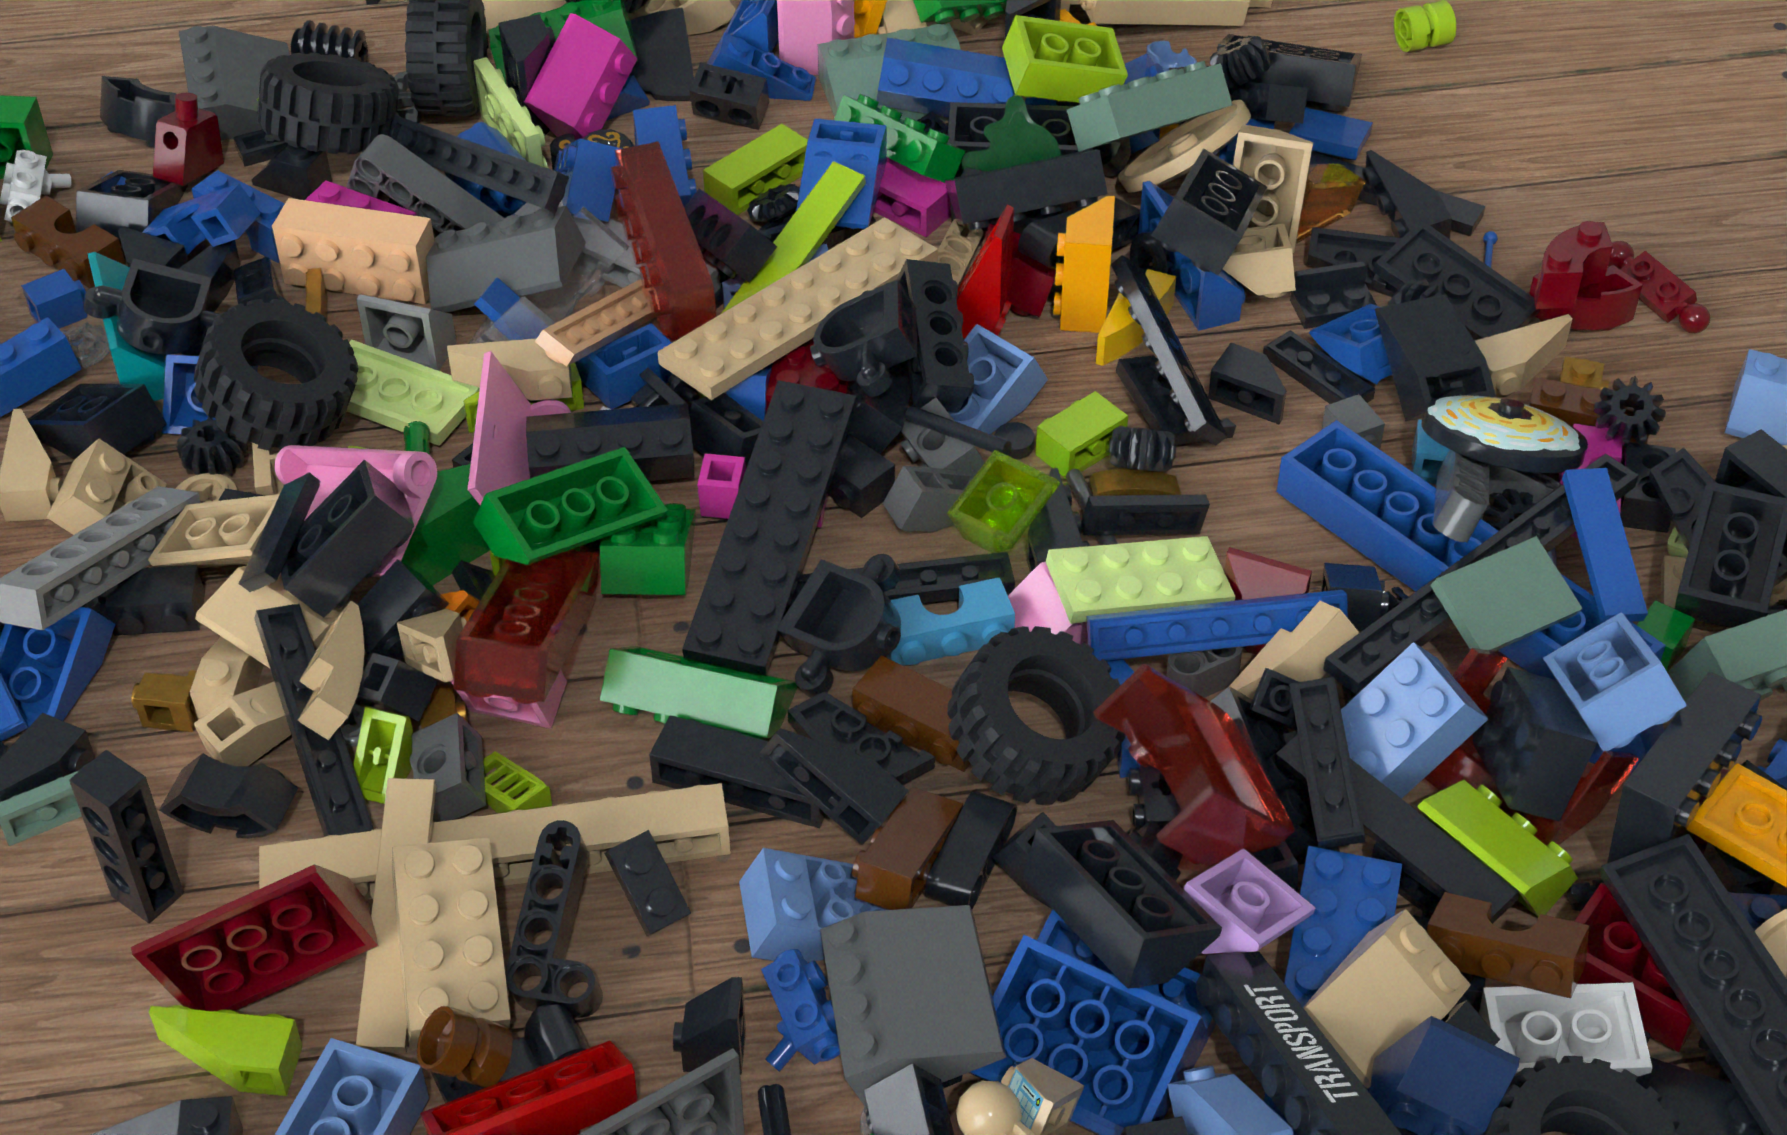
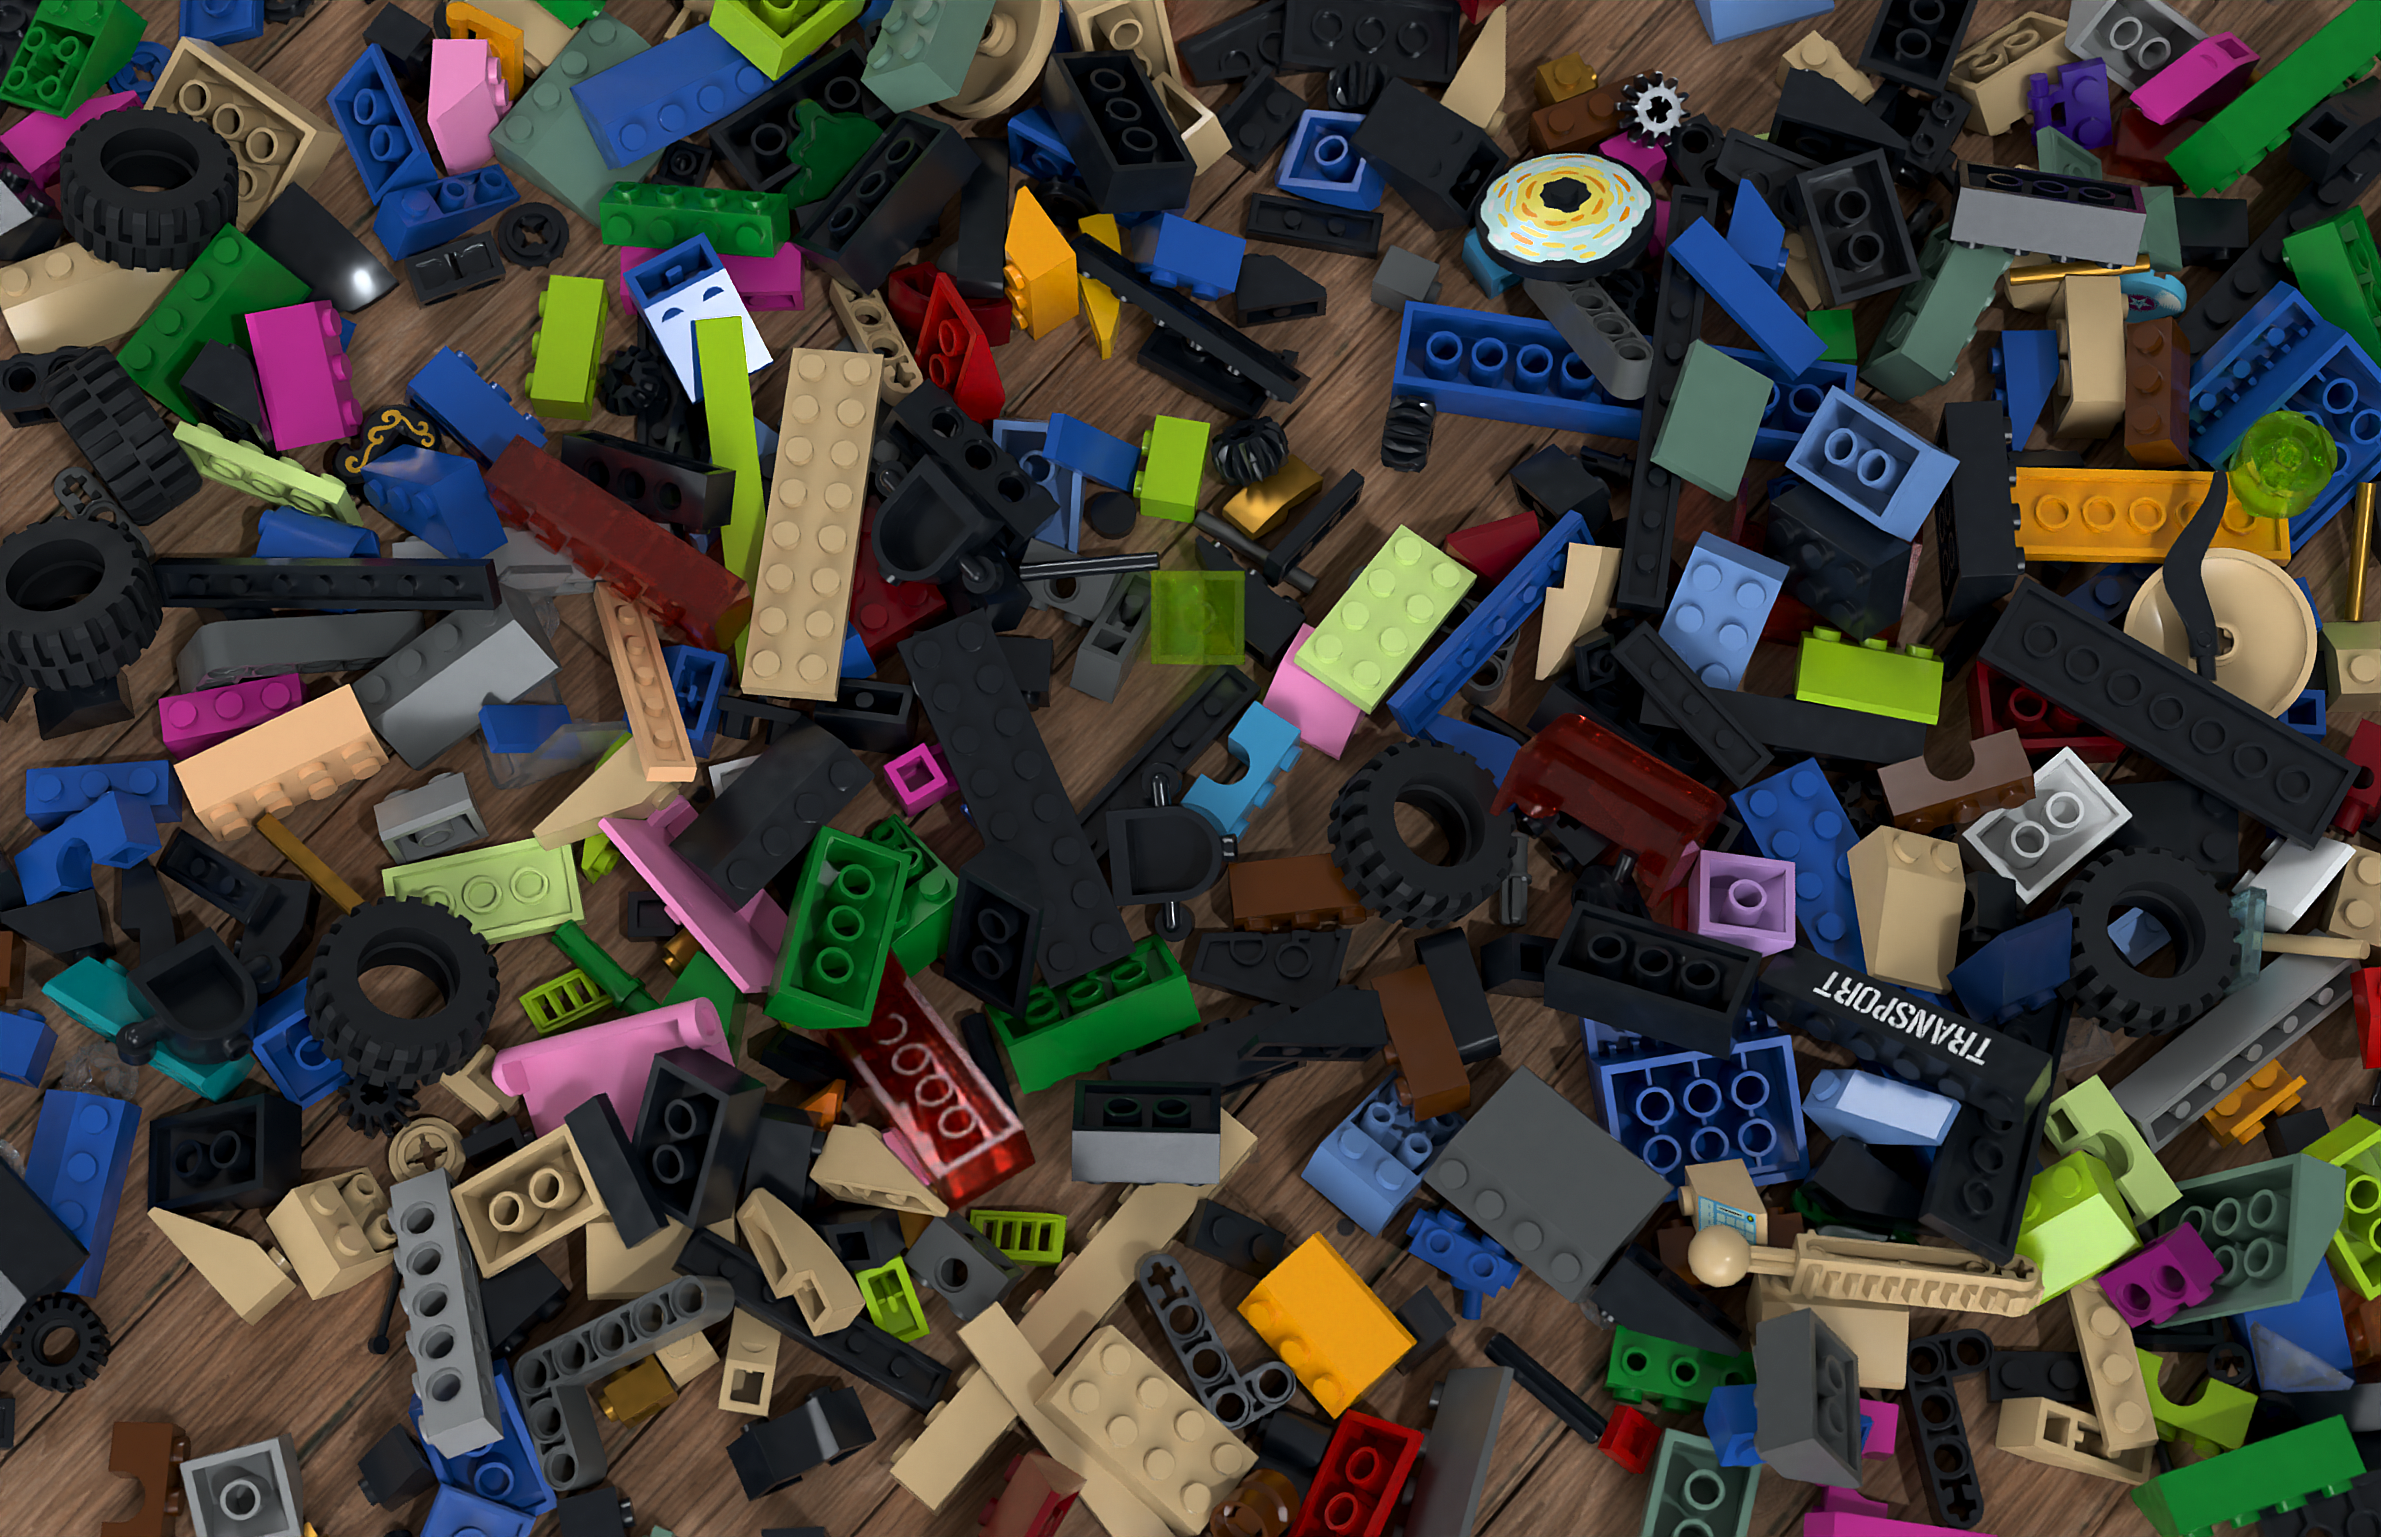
camera: 40 degrees left, 25 degrees up
(157, 645) = (563, 1389): none -> dark grey beam
(587, 695) = (985, 1056): none -> black axle
(647, 760) = (1146, 1132): none -> black slope
(649, 975) = (1327, 1325): none -> light orange slope
(676, 573) = (996, 928): none -> black slope
(805, 107) = (533, 218): none -> black gear
(1022, 372) = (1091, 453): none -> blue tile
(1094, 804) = (1514, 888): none -> dark grey axle
(1201, 313) = (1187, 256): none -> blue slope
(1268, 502) = (1408, 433): none -> black gear
(1648, 526) = (1757, 234): none -> blue slope

